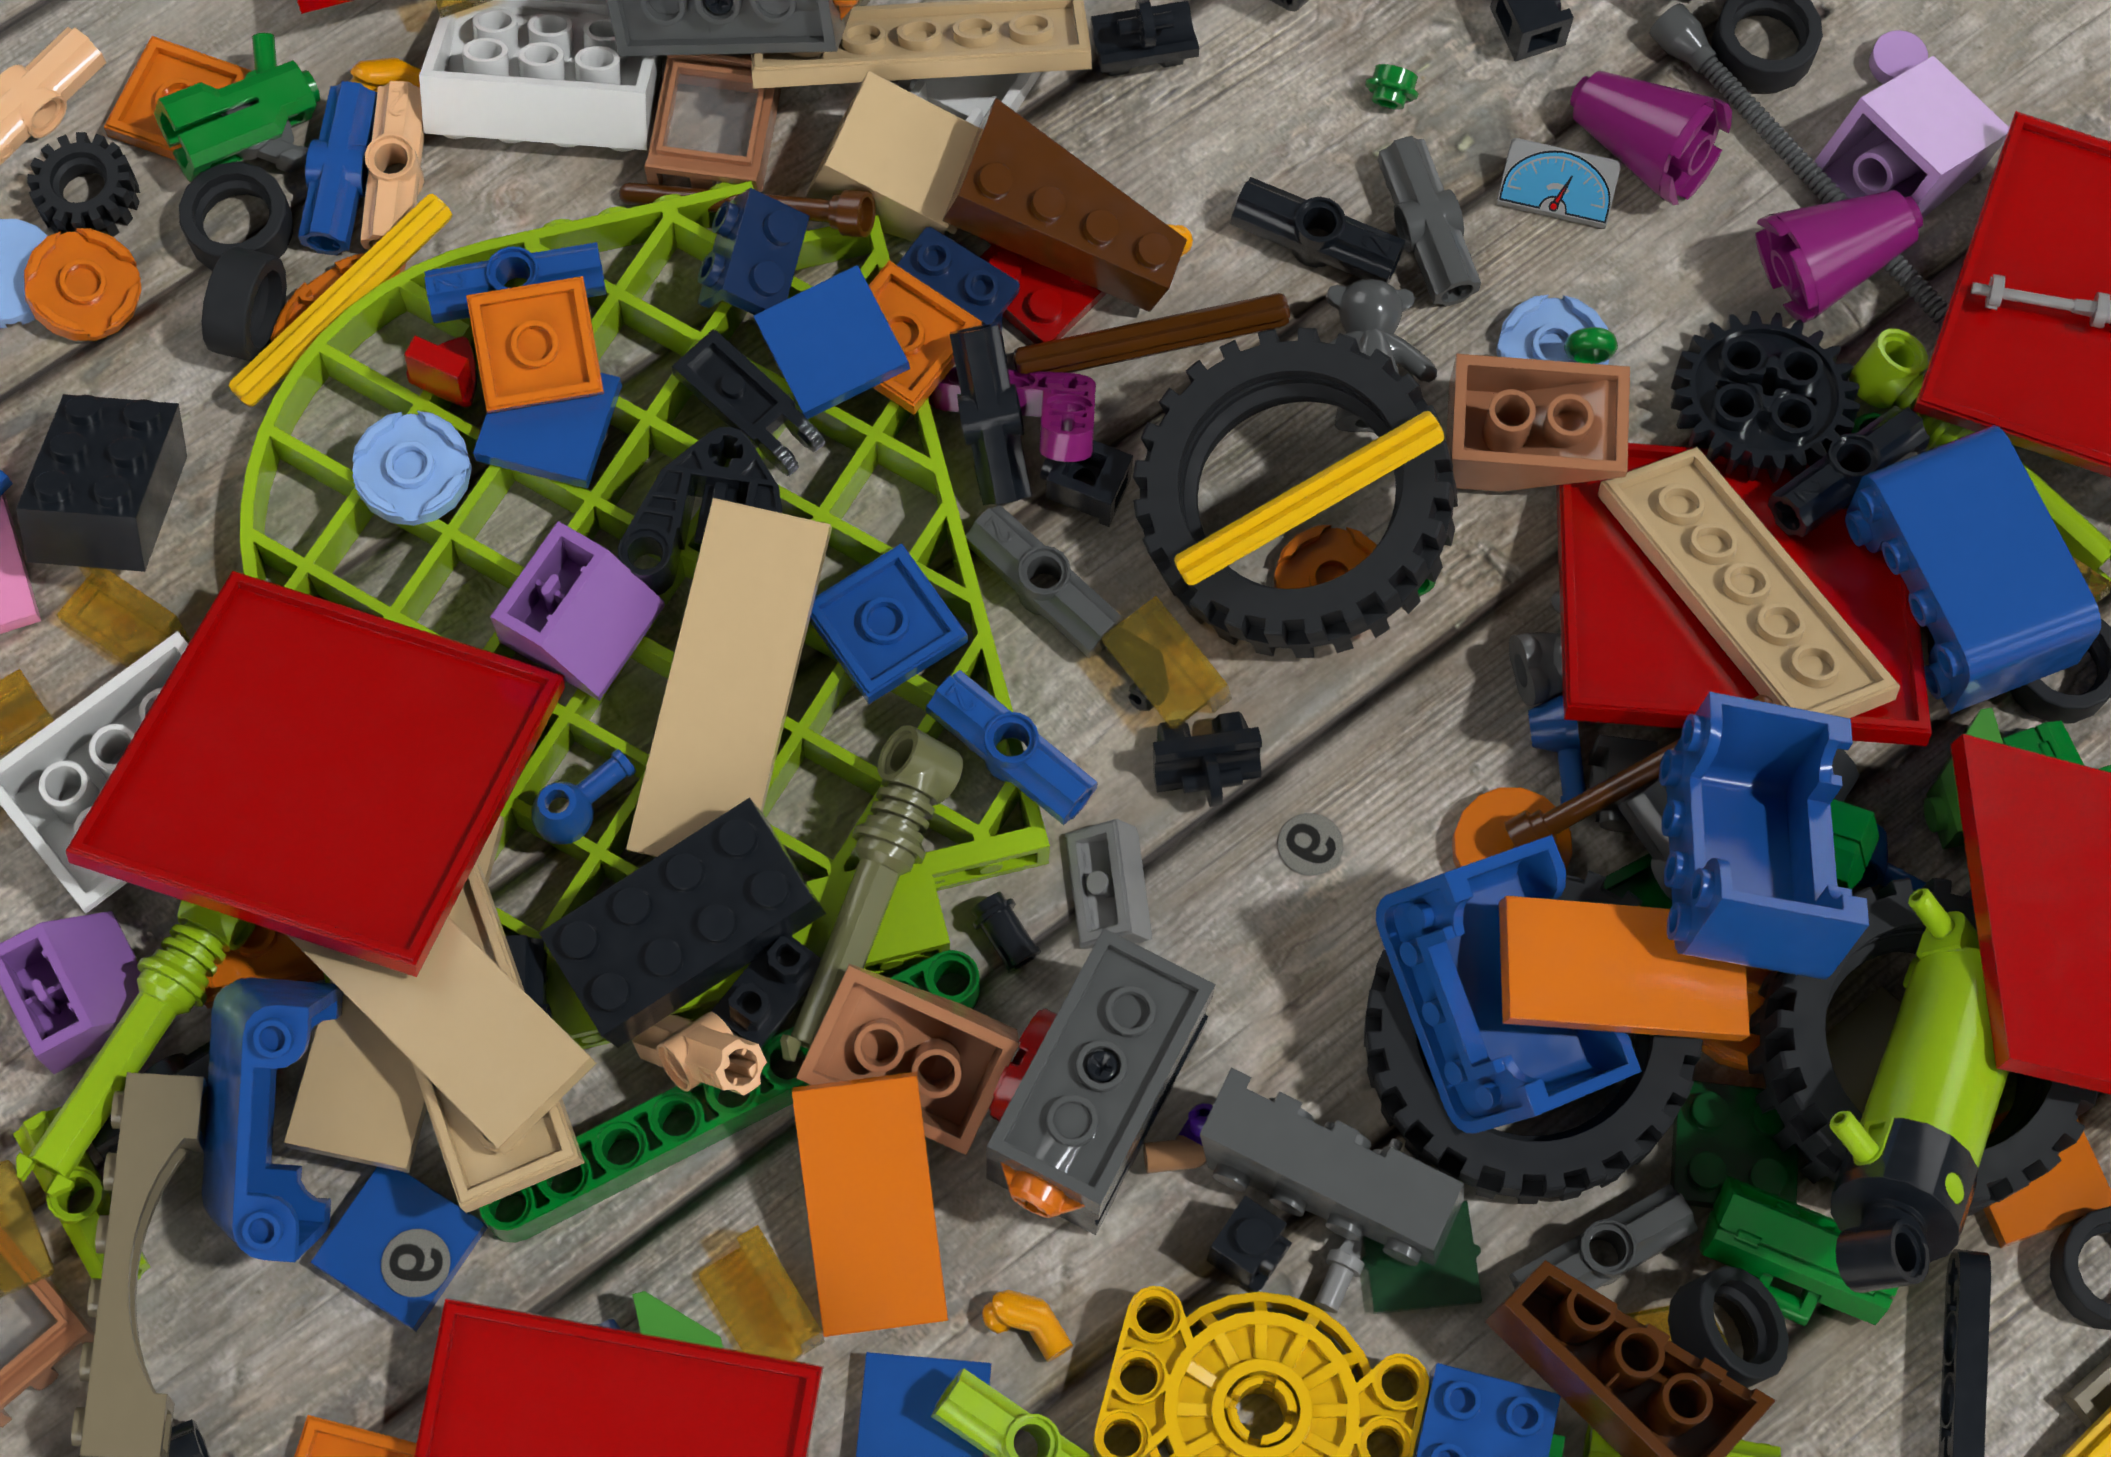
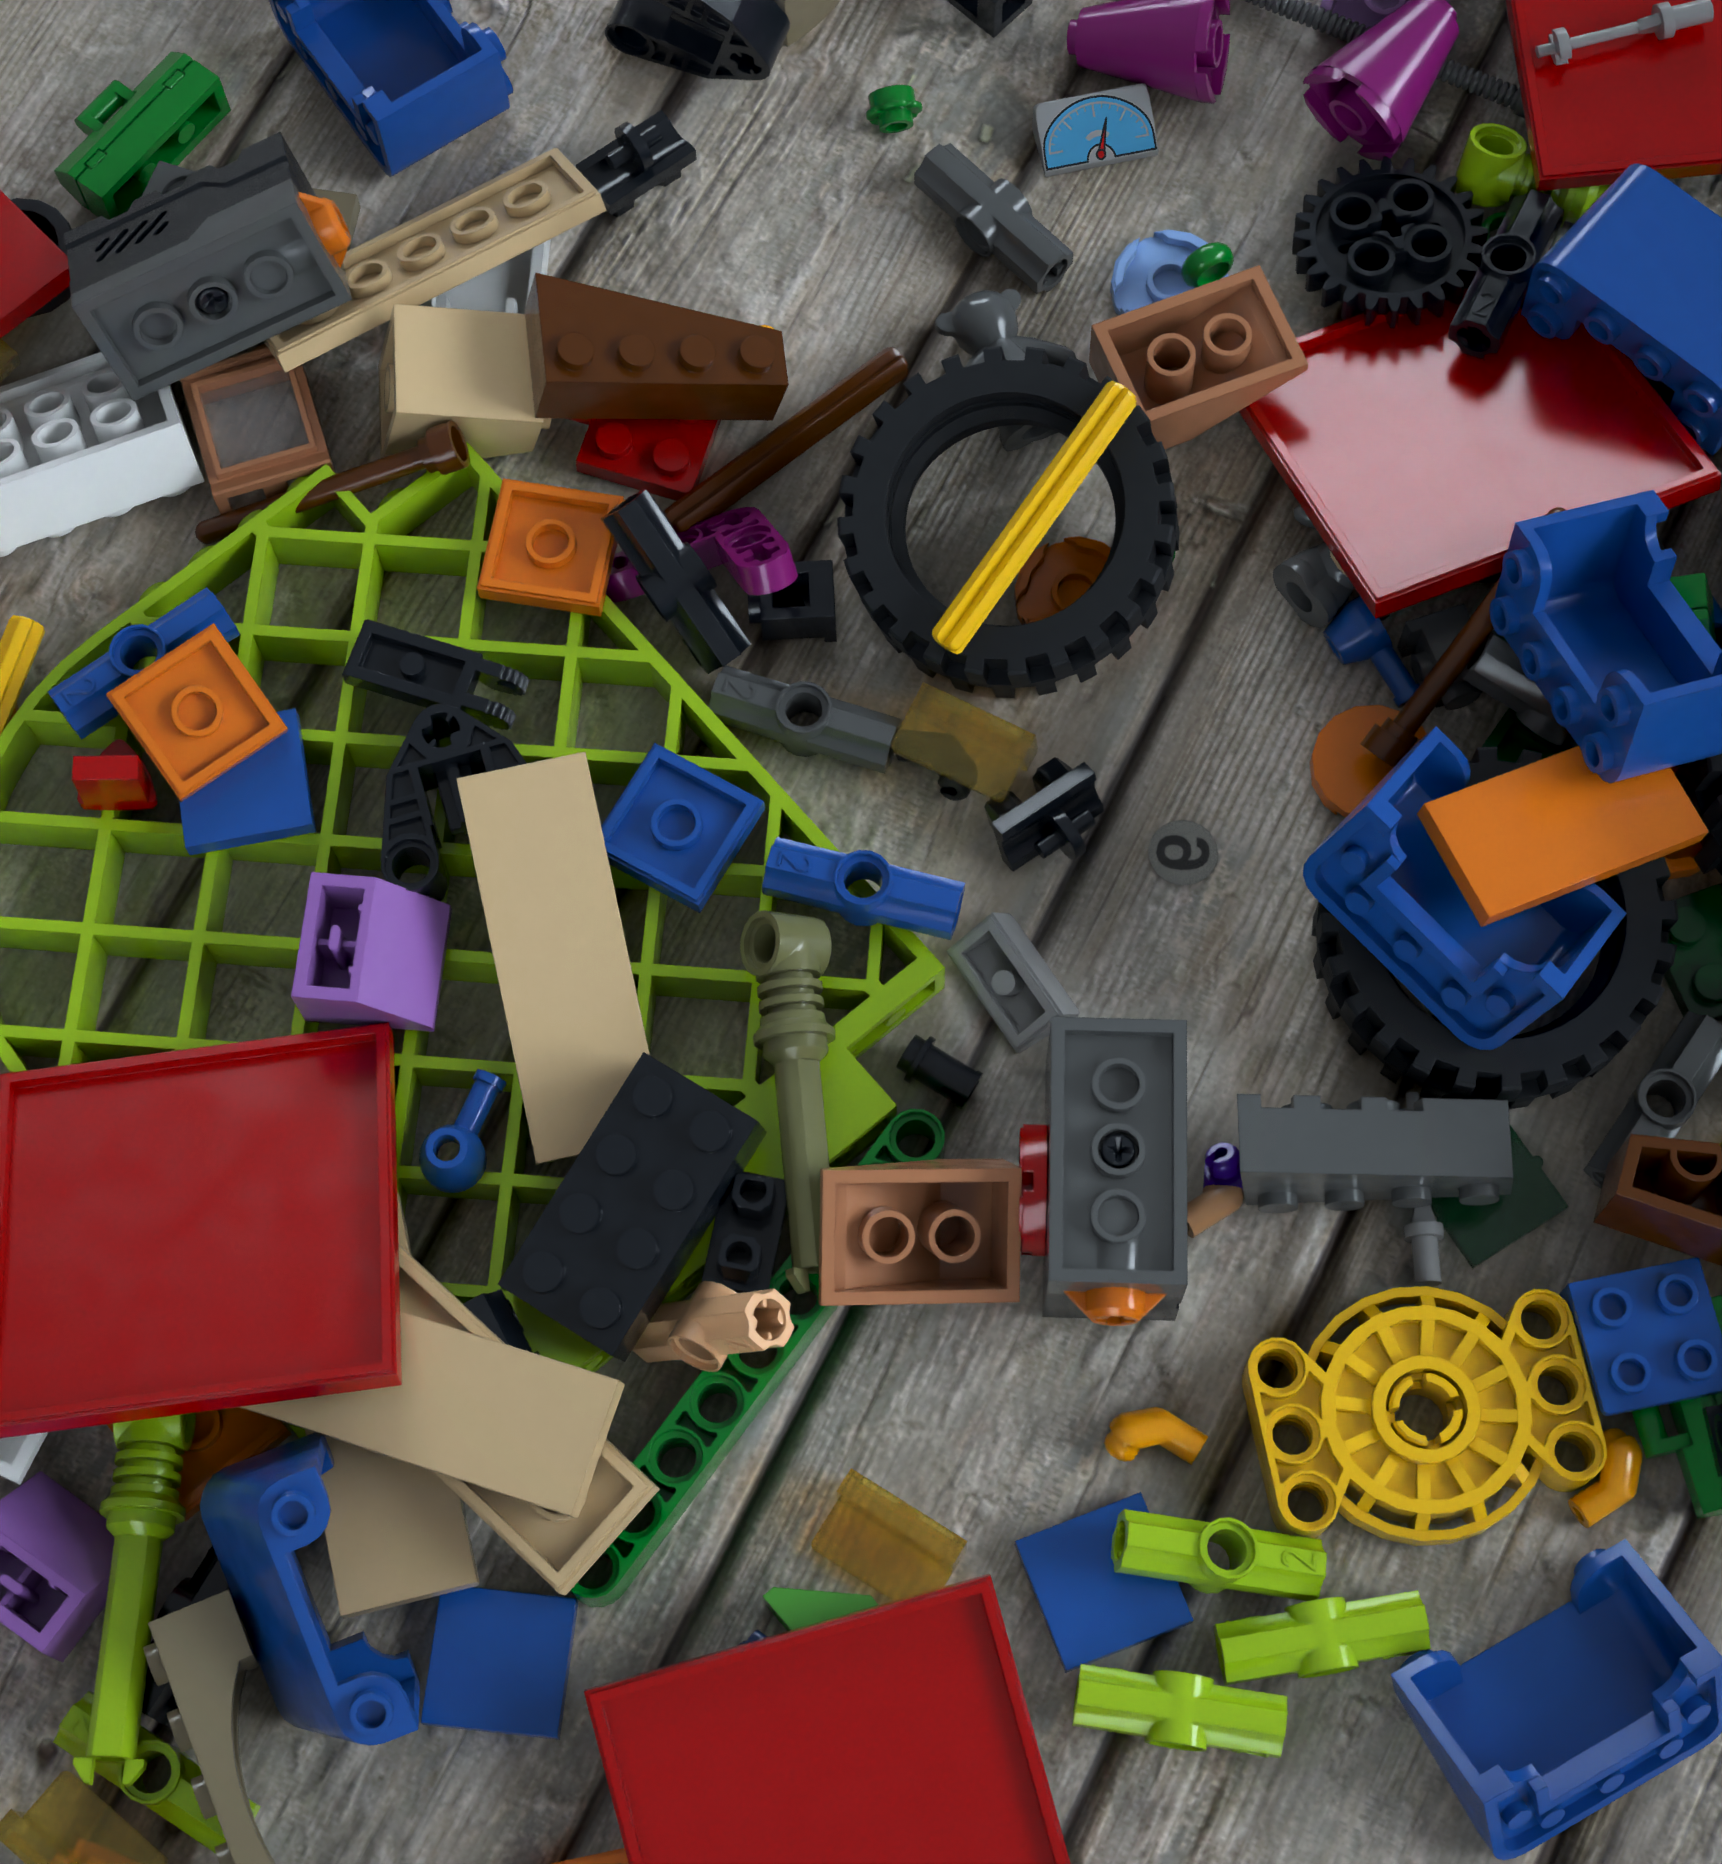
camera: 20 degrees left, 0 degrees up
(411, 468) = (129, 891): light blue tile -> none
(415, 1263) = (527, 1671): clear smoke sticker -> none
(752, 253) = (366, 532): dark blue bracket -> none
(831, 342) = (488, 580): blue tile -> none
(870, 1204) = (950, 1394): orange tile -> none
(960, 276) = (578, 462): dark blue bracket -> none
(1250, 1245) = (1328, 1258): black brick -> none
(1286, 217) = (860, 276): black piece -> none
(1746, 588) = (1474, 420): tan tile -> none

